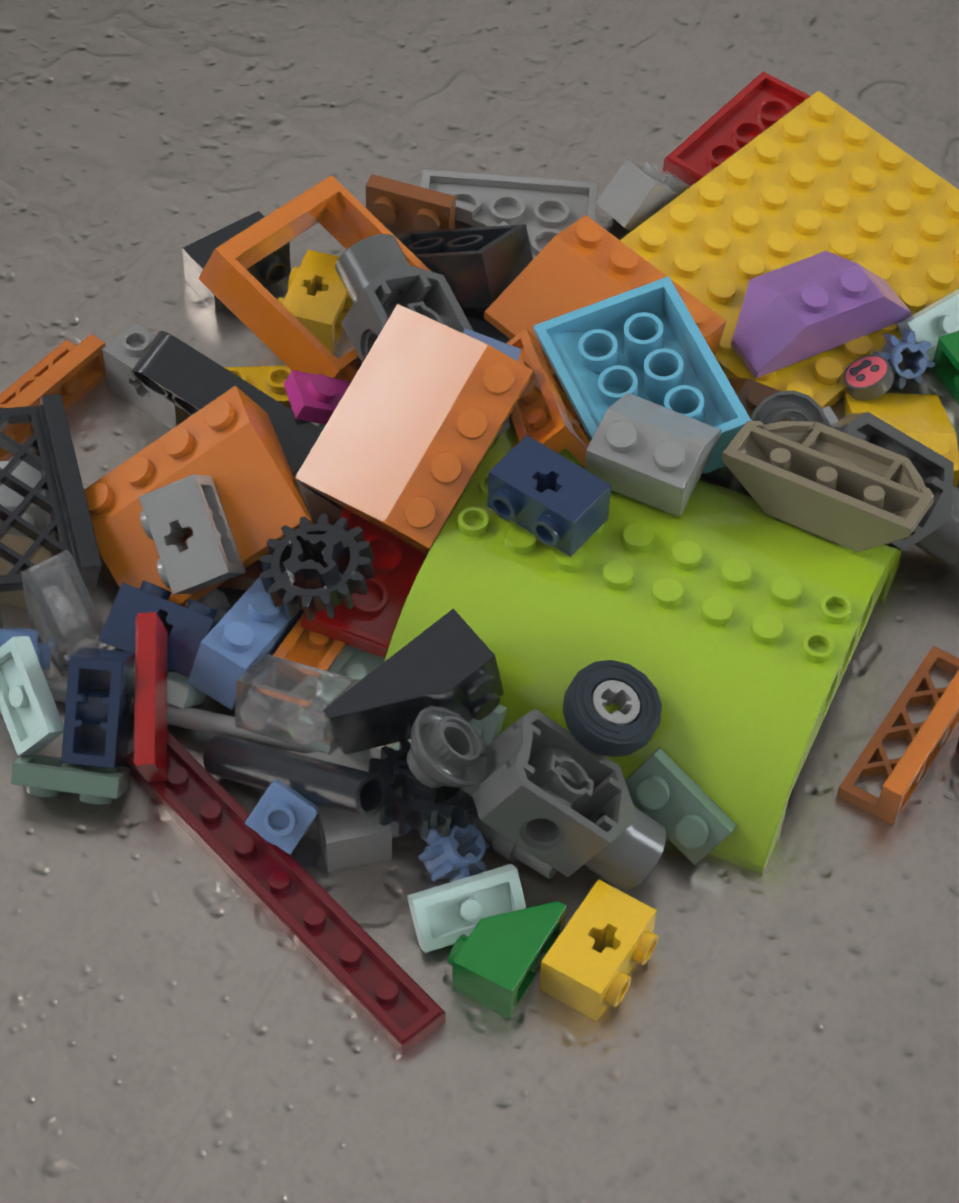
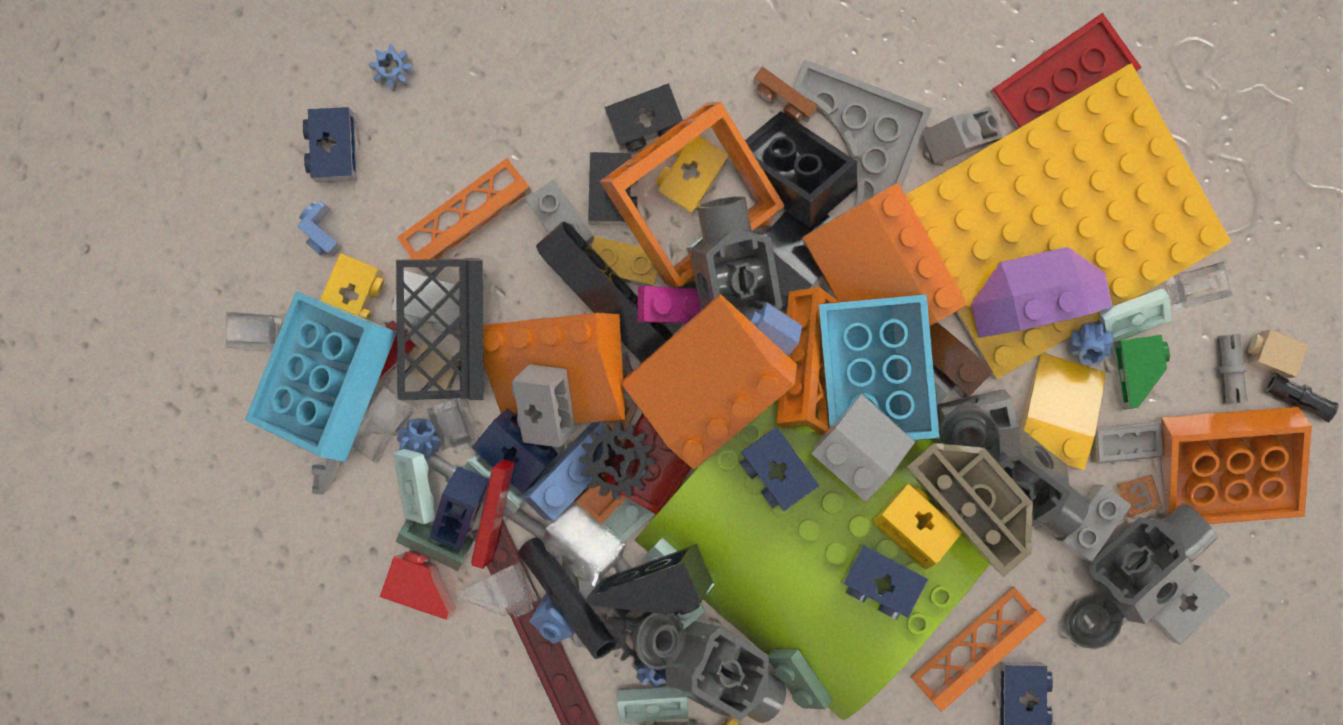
camera: 15 degrees right, 35 degrees up
(59, 823) = (417, 585): none -> red slope
(188, 803) = (502, 592): none -> clear slope
(215, 330) = (601, 208): none -> black brick
(622, 730) = (789, 634): black bush -> none
(747, 587) = (902, 593): none -> dark blue brick
(765, 524) = (899, 523): none -> yellow brick
(868, 377) = (1058, 357): tile -> none

